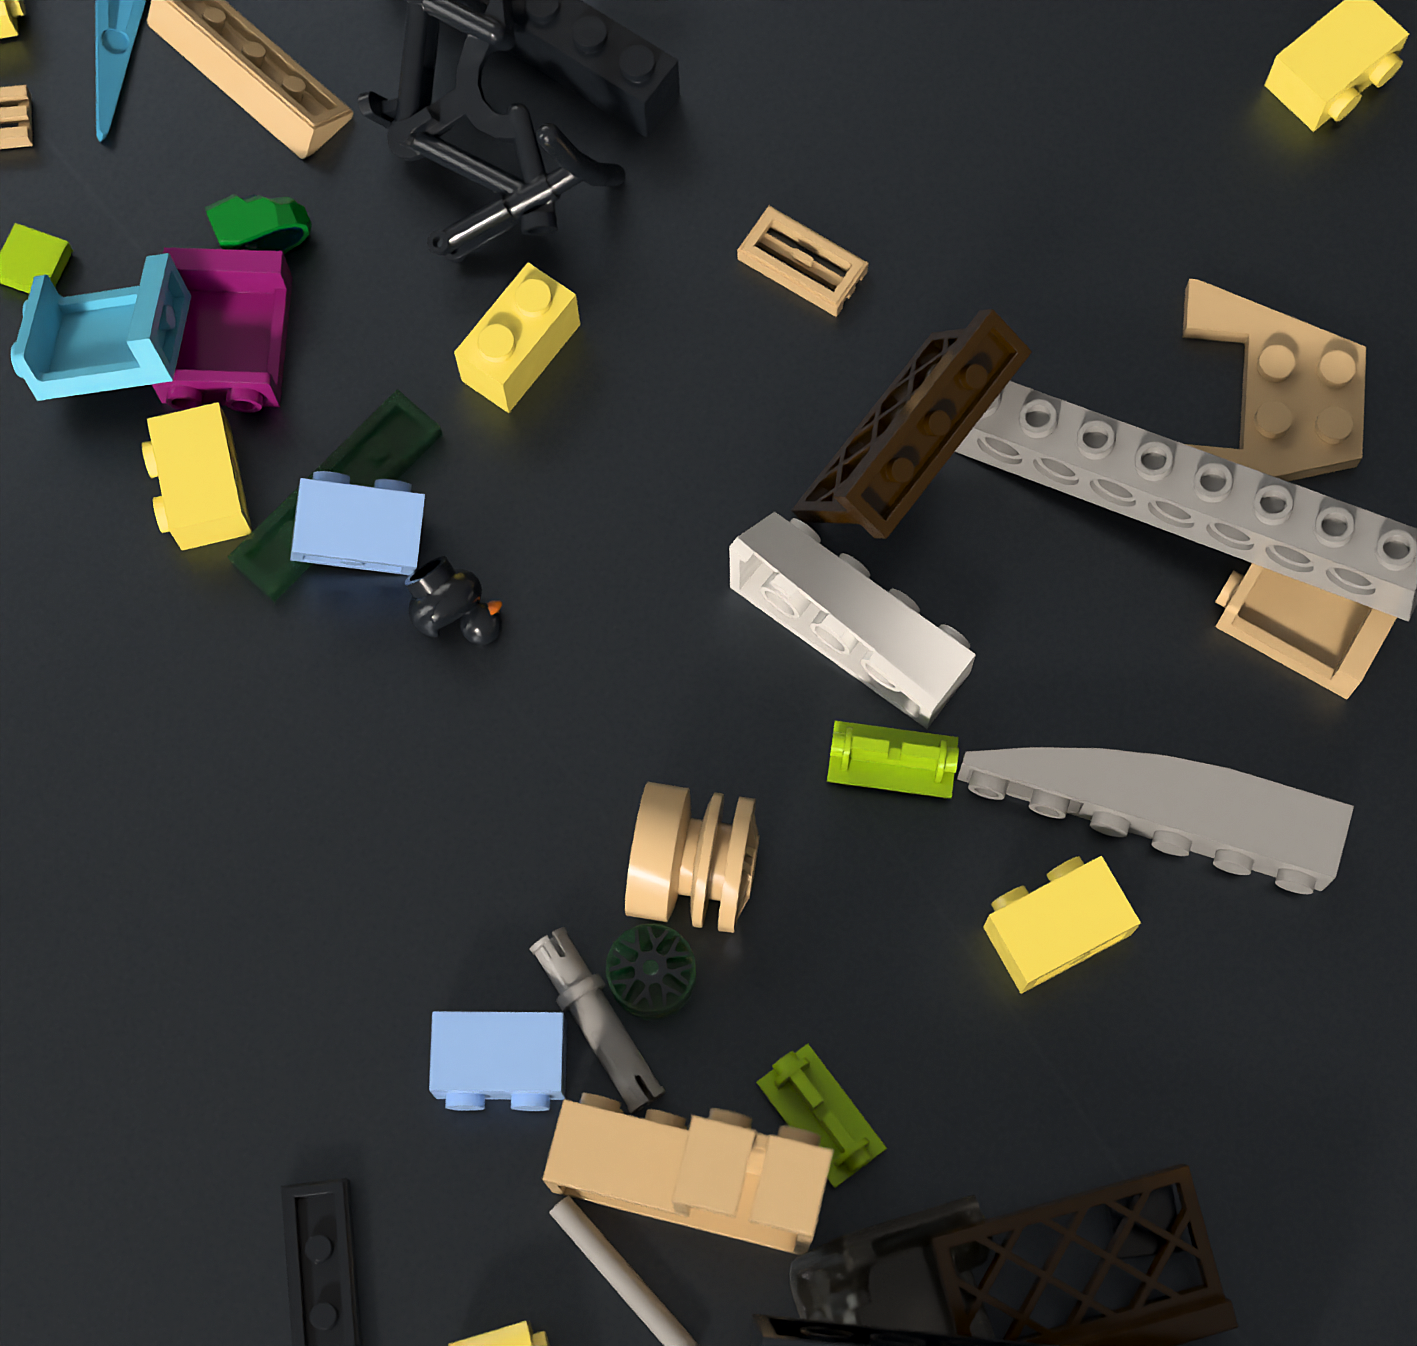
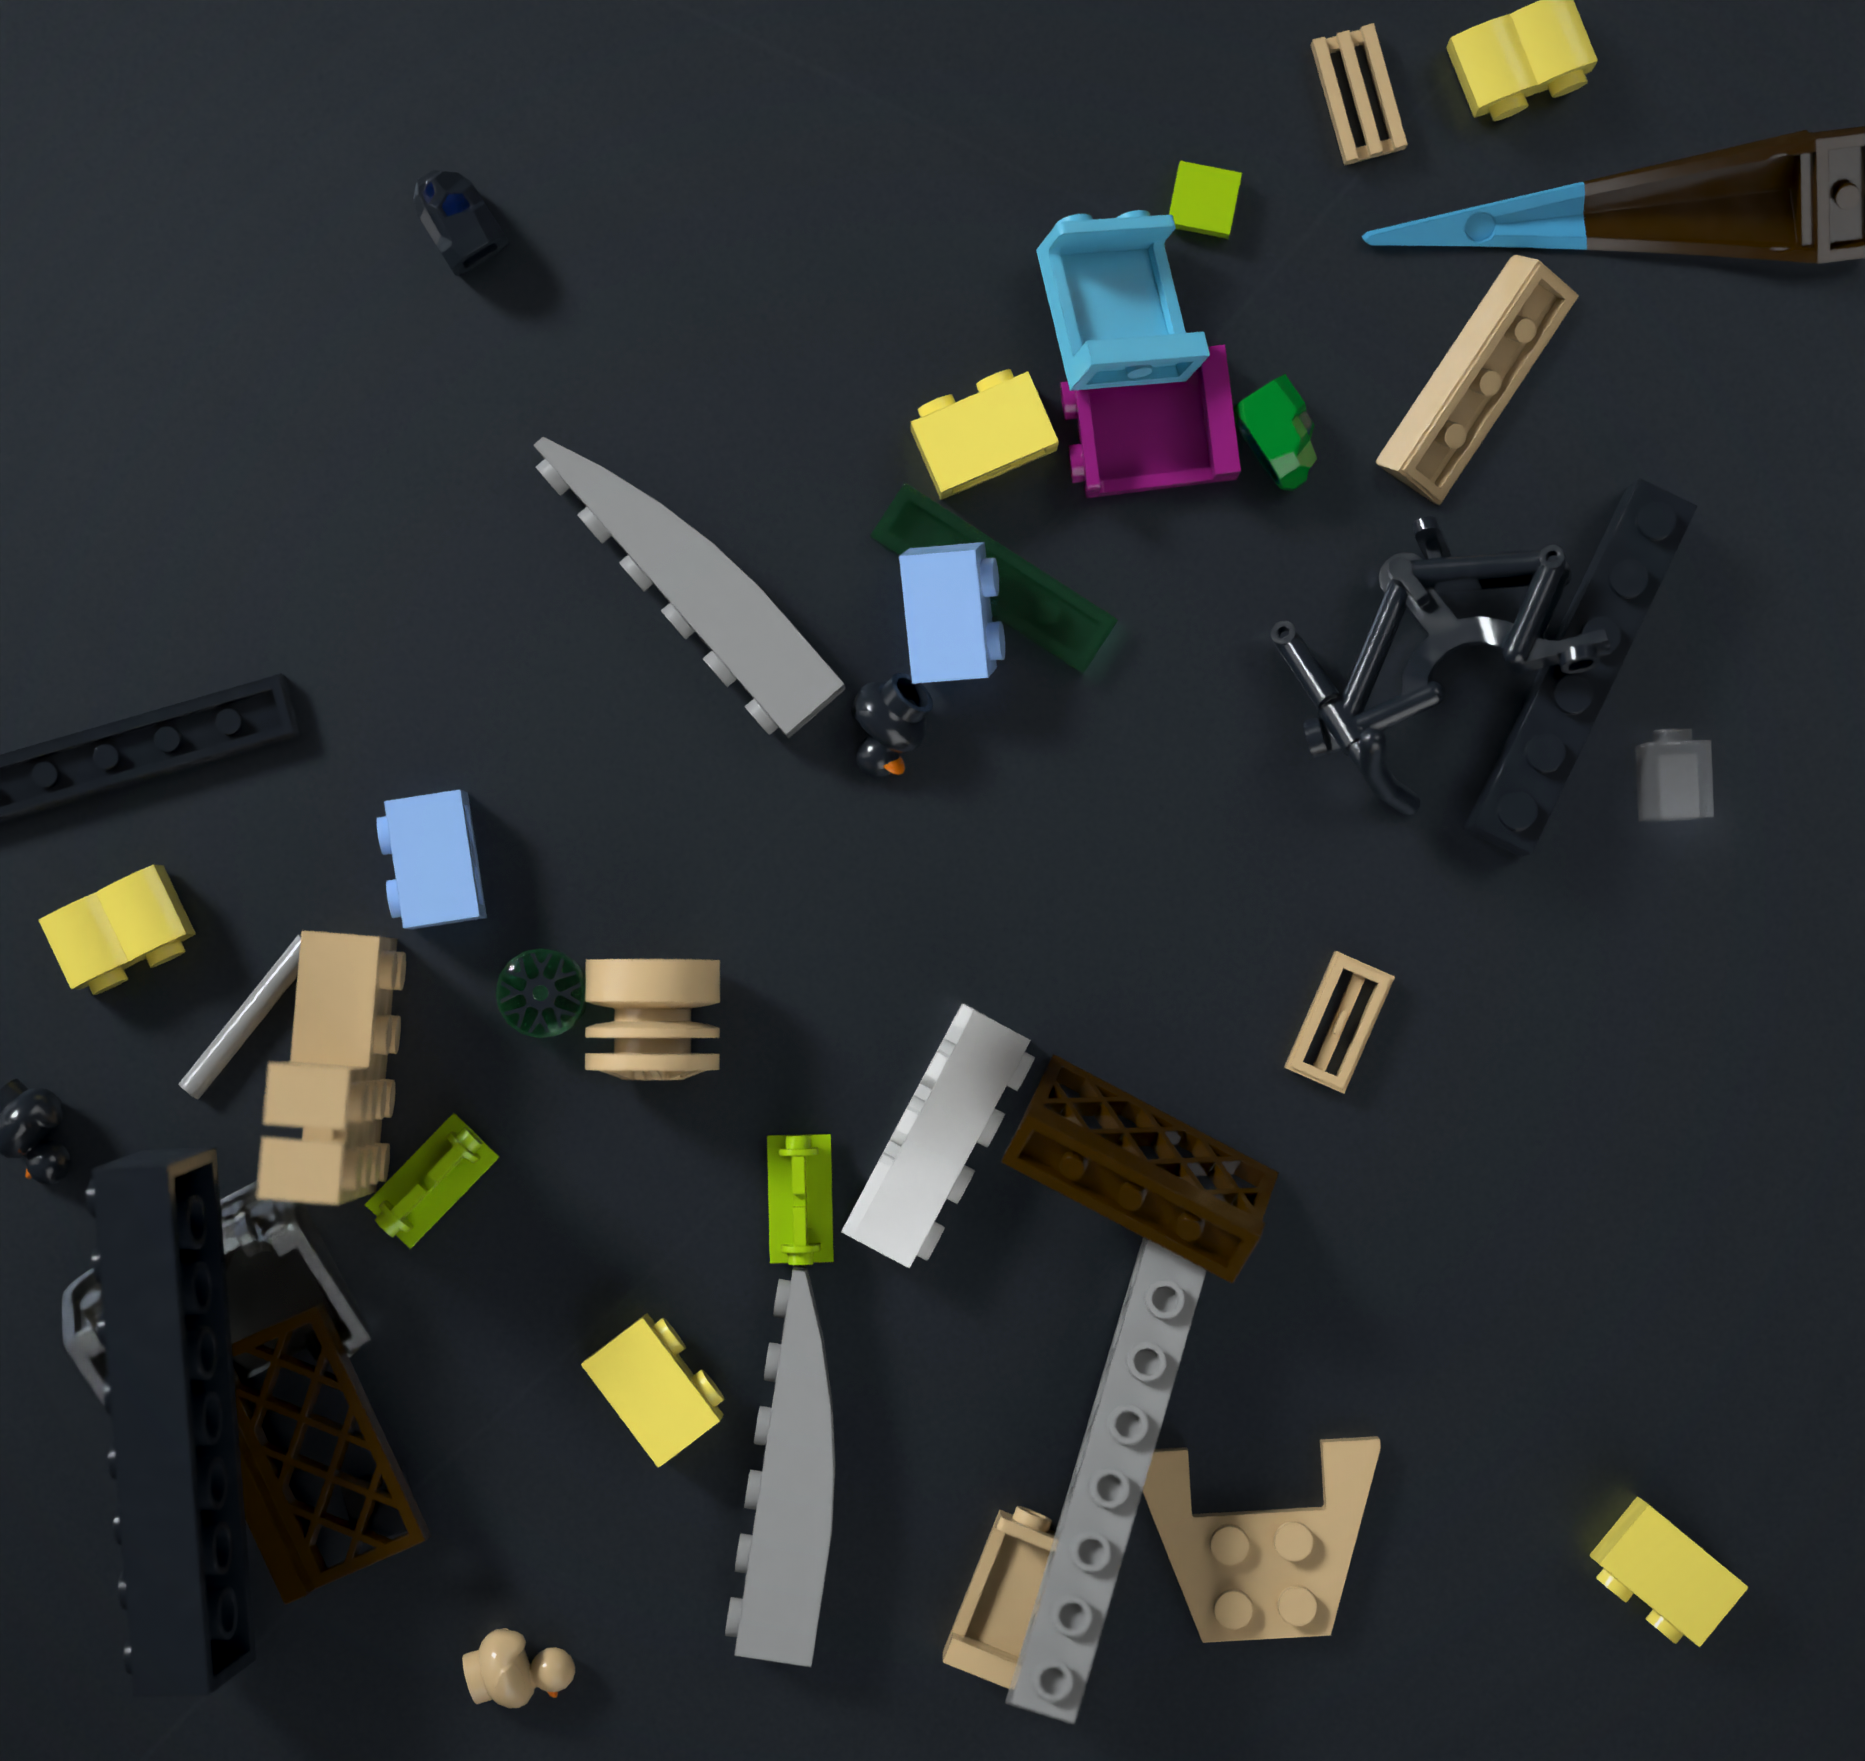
camera: 80 degrees right, 15 degrees up
(284, 755) = (705, 593): none -> light grey slope
(518, 337) = (1191, 737): light yellow brick -> none
(583, 997) = (488, 947): light grey pin -> none
(1328, 1118) = (504, 1674): none -> tan animal

